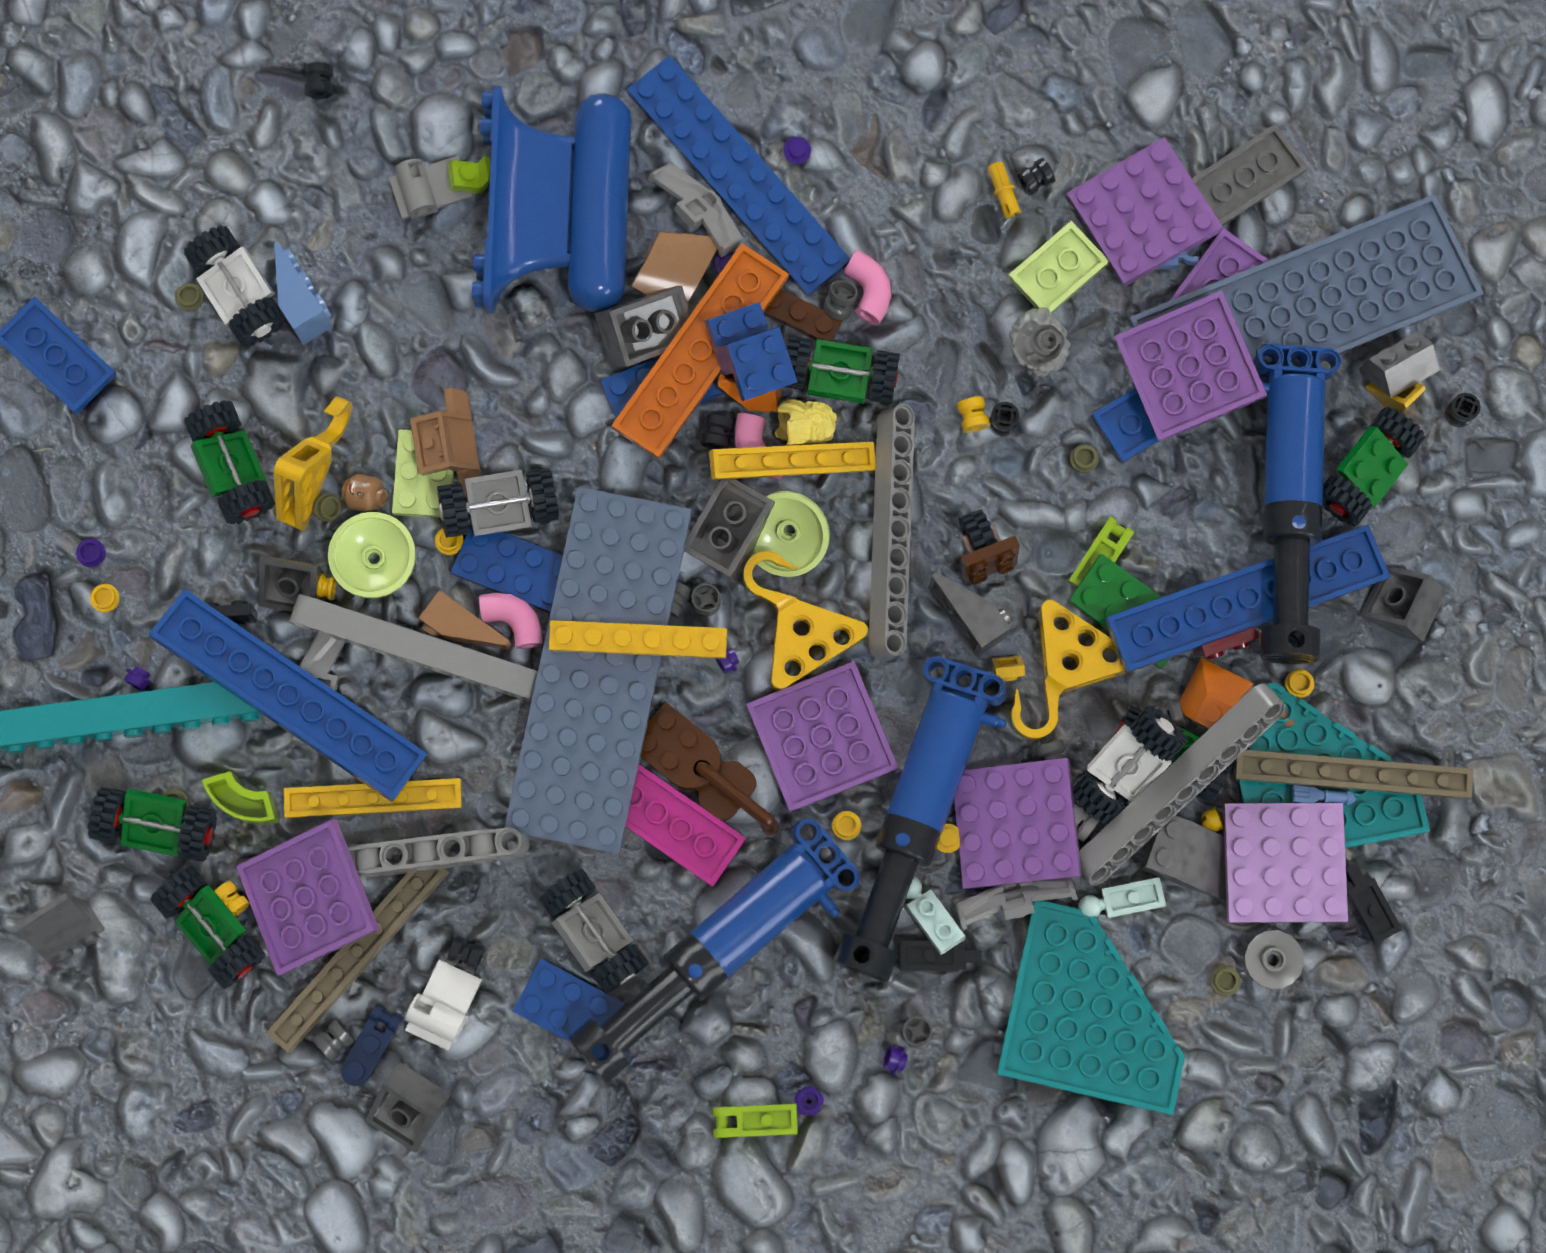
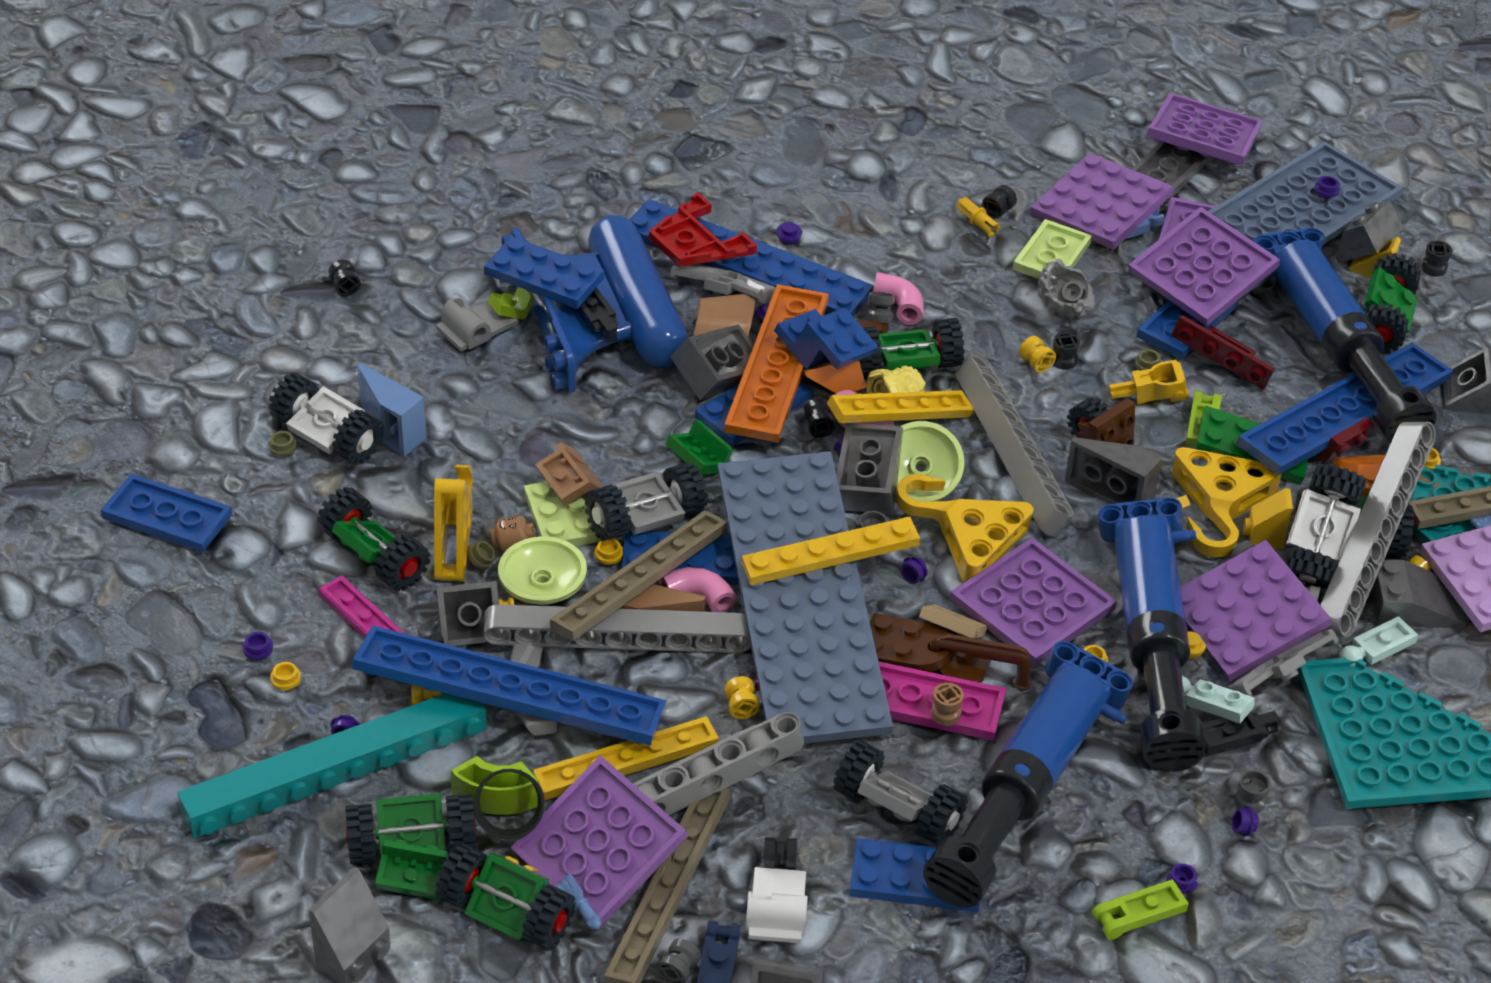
camera: 20 degrees left, 35 degrees down
(140, 865) = (410, 868): none -> green bracket
(199, 547) = (354, 606): none -> dark pink tile
(230, 852) = (513, 833): none -> black tyre
(267, 943) = (581, 905): none -> medium blue piece
(453, 601) = (638, 575): none -> dark tan plate
(499, 171) = (544, 272): none -> blue plate
(501, 765) = (741, 697): none -> yellow wheel
(536, 234) = (600, 315): none -> black hinge
(582, 439) = (700, 447): none -> green bracket
(678, 144) = (690, 243): none -> red wing
(678, 852) = (947, 704): none -> medium nougat wheel
(732, 742) = (956, 622): none -> tan plate
(1059, 493) = (1153, 384): none -> yellow piece
(1091, 721) = (1270, 520): none -> yellow slope
(1168, 475) = (1224, 351): none -> dark red bracket
(1308, 138) = (1205, 129): none -> medium lavender plate
(1393, 276) = (1327, 187): none -> dark purple plate

